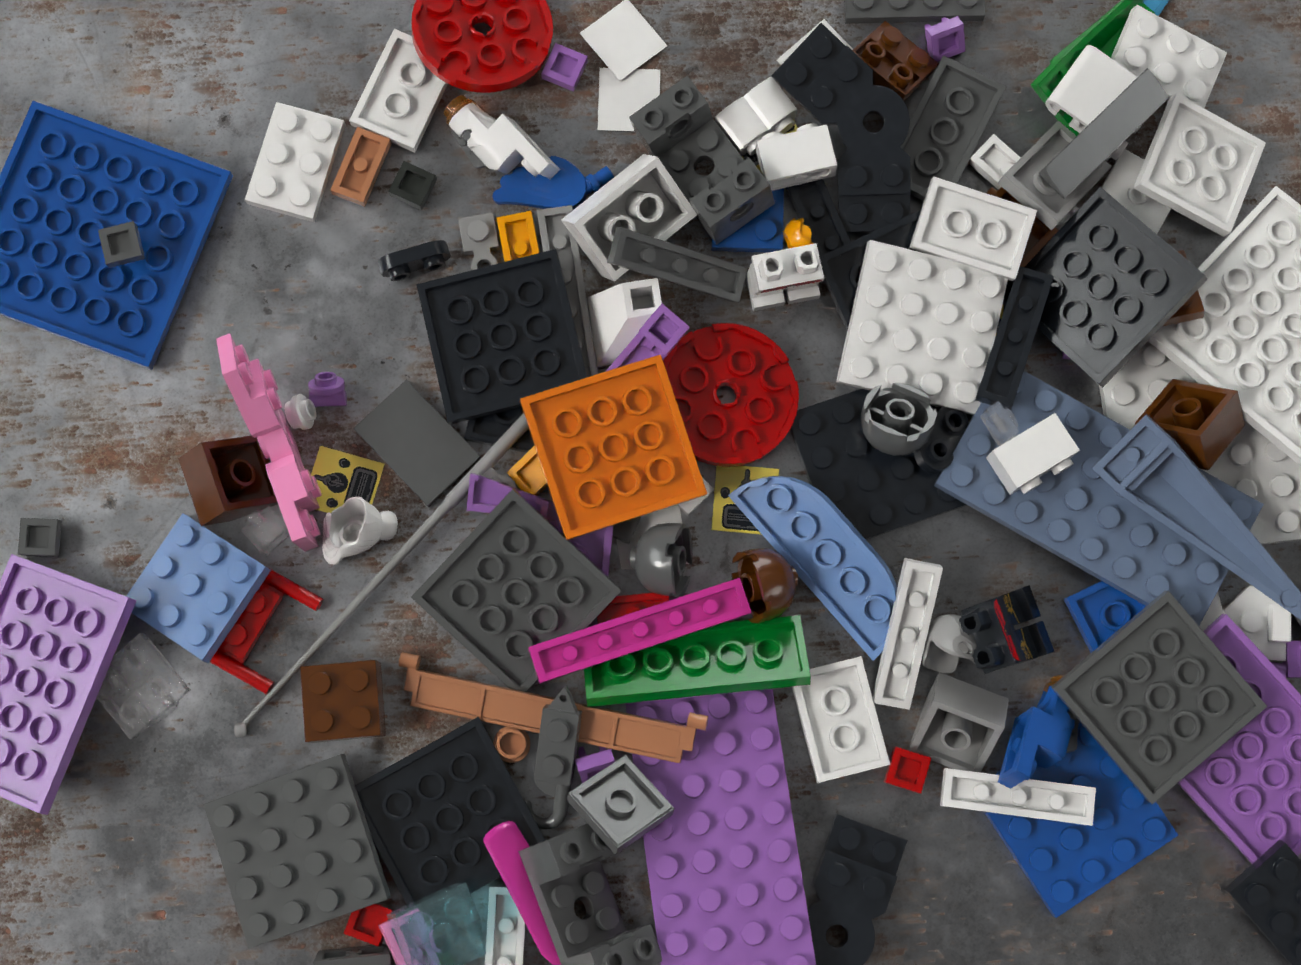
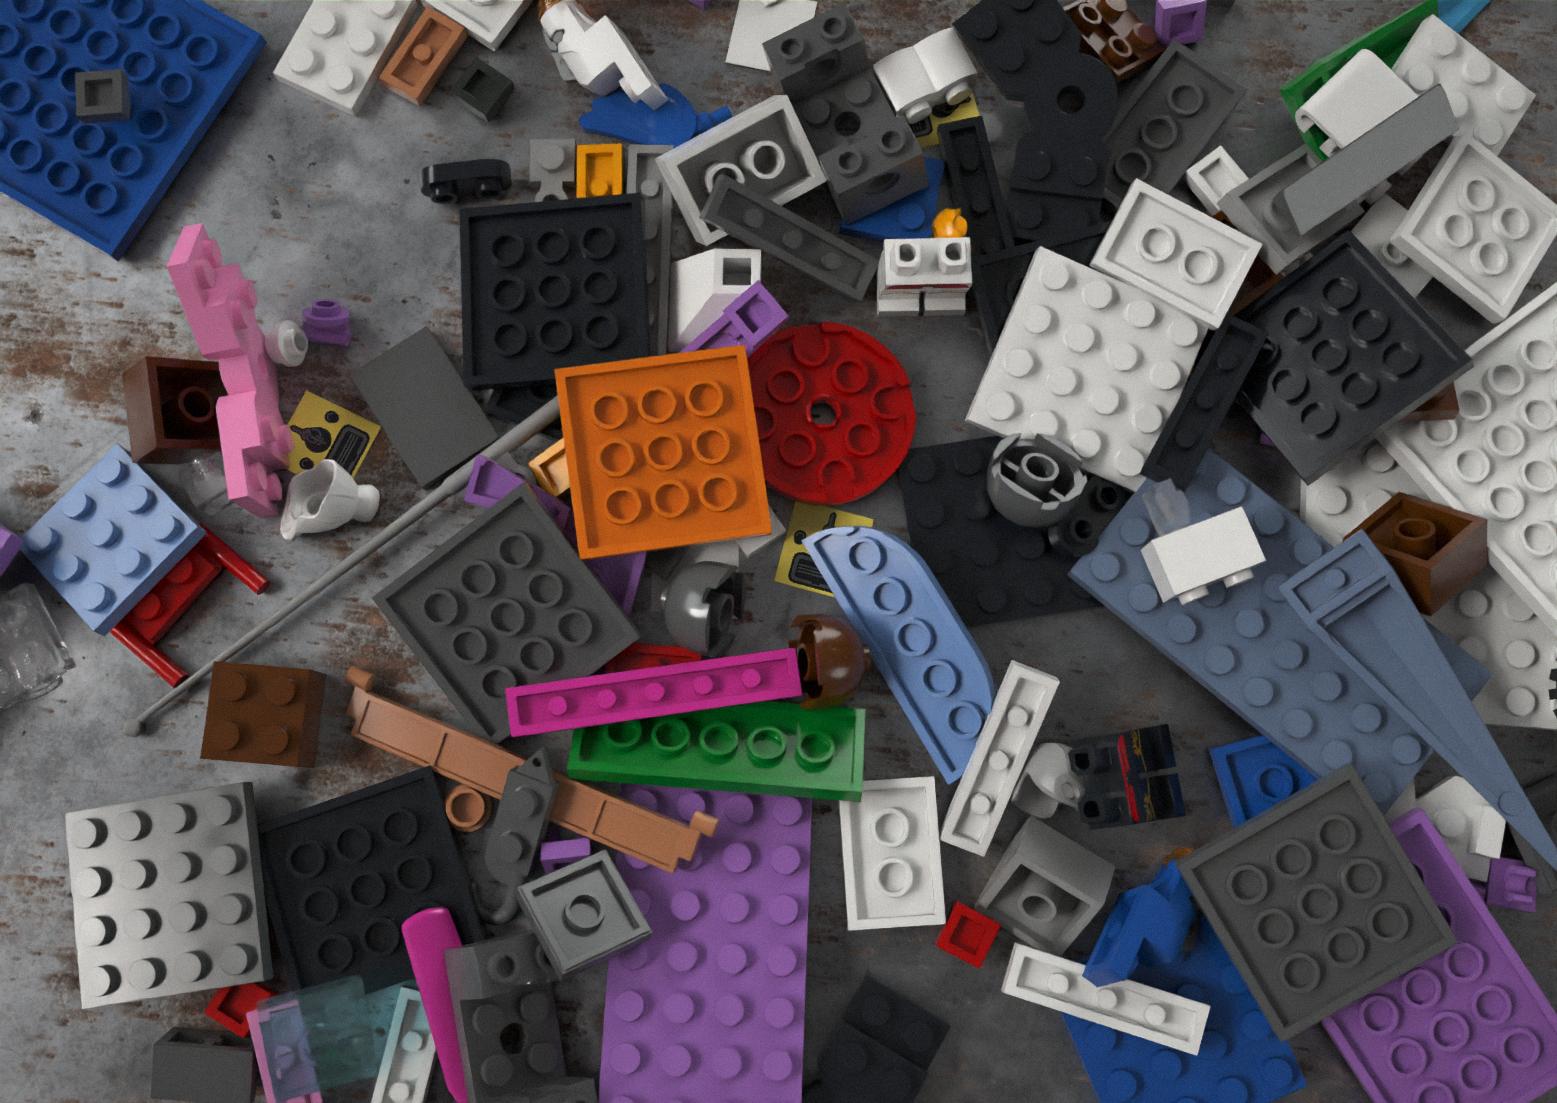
camera: 15 degrees right, 0 degrees up
(796, 156) = (966, 129): white brick -> none

